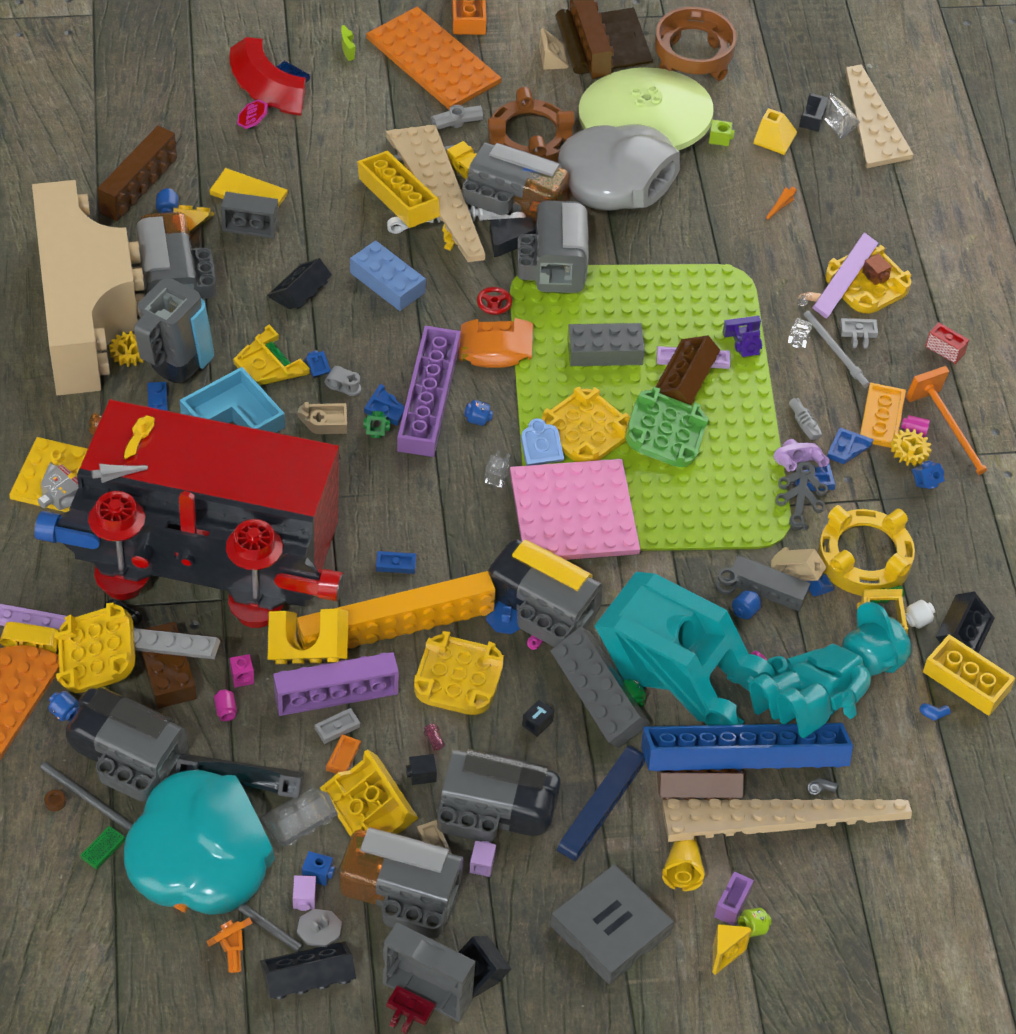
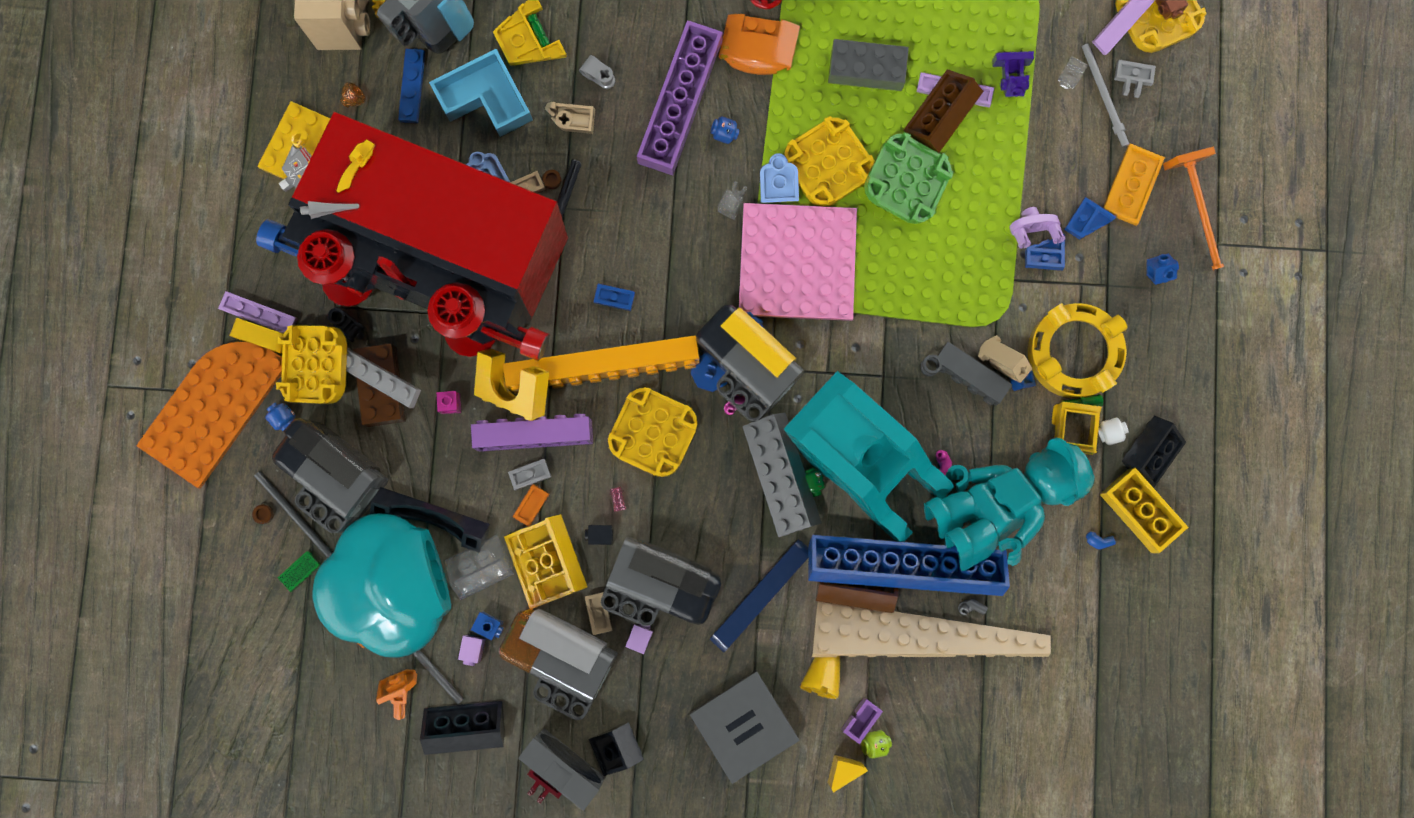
camera: 15 degrees right, 30 degrees up
(225, 705) = (429, 436): dark pink brick -> none
(317, 363) = (575, 47): blue bracket -> none
(319, 927) = (481, 684): light grey piece -> none
(376, 432) = (621, 132): green brick -> none
(387, 403) = (633, 108): blue wing -> none
(538, 718) = (719, 494): black brick -> none
(746, 604) = (944, 396): blue head -> none
(801, 492) = (1028, 272): dark grey plant -> none
(805, 419) = (1053, 181): light grey hinge -> none
(809, 296) = (1091, 25): clear arm -> none
(910, 447) = (1151, 231): yellow gear -> none
(916, 423) = (1164, 205): dark pink brick -> none
(947, 343) = (1222, 105): panel -> none

